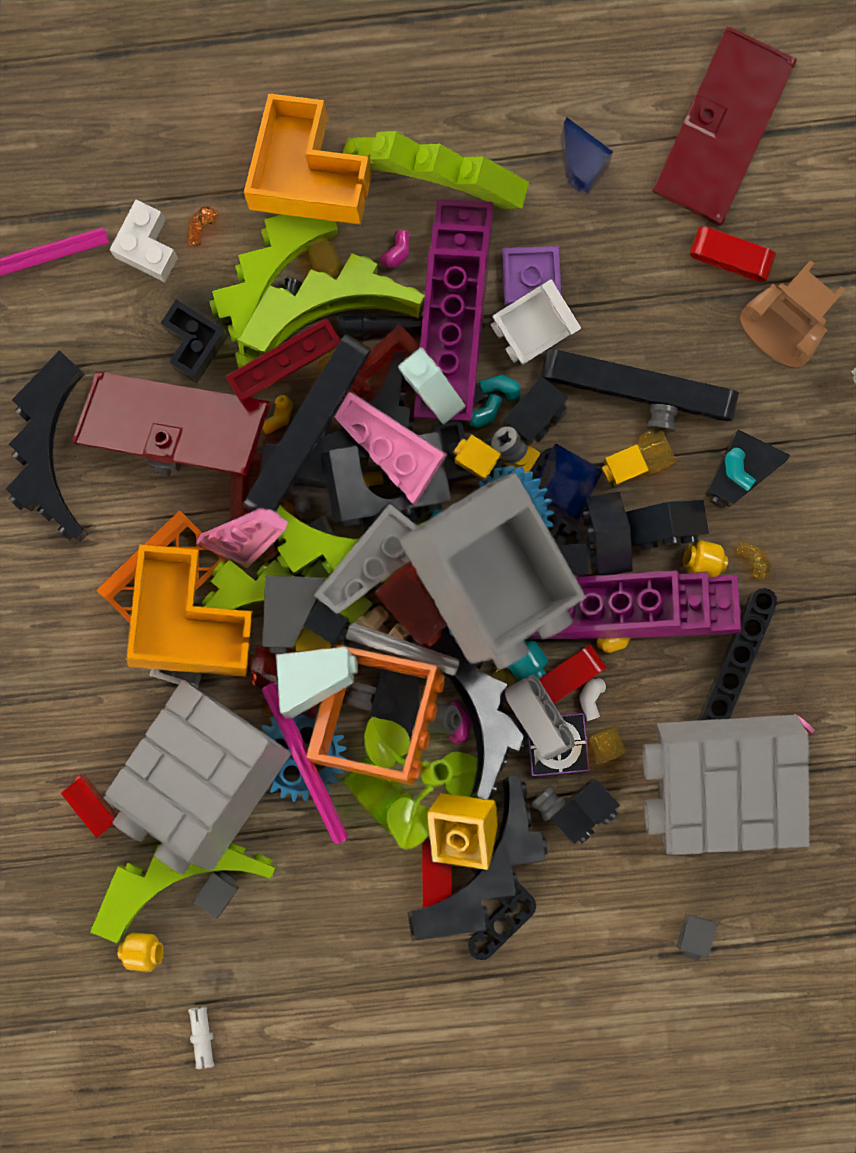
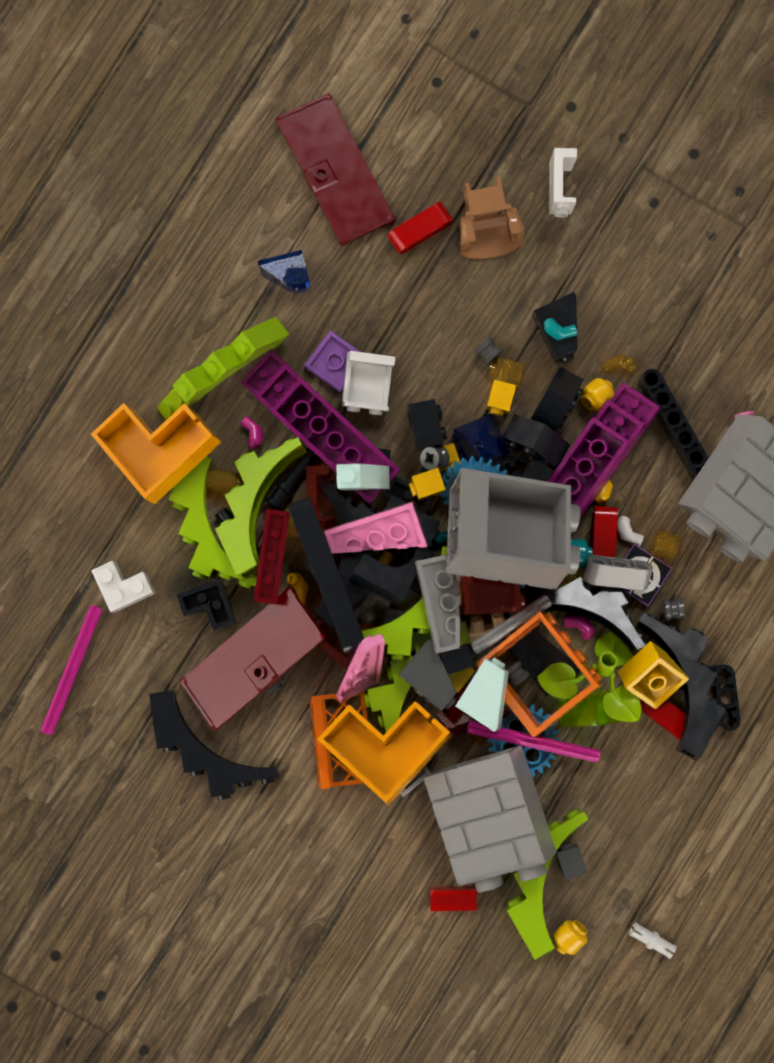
camera: 60 degrees left, 0 degrees up
(197, 222) = (134, 542): clear orange arm -> none
(446, 720) = (575, 630): dark grey brick -> none
(487, 414) = (400, 455): teal arm -> none
(503, 384) = (389, 432): teal arm -> none
(584, 810) = (695, 588): black brick -> none
(639, 385) = (456, 349): black beam -> none

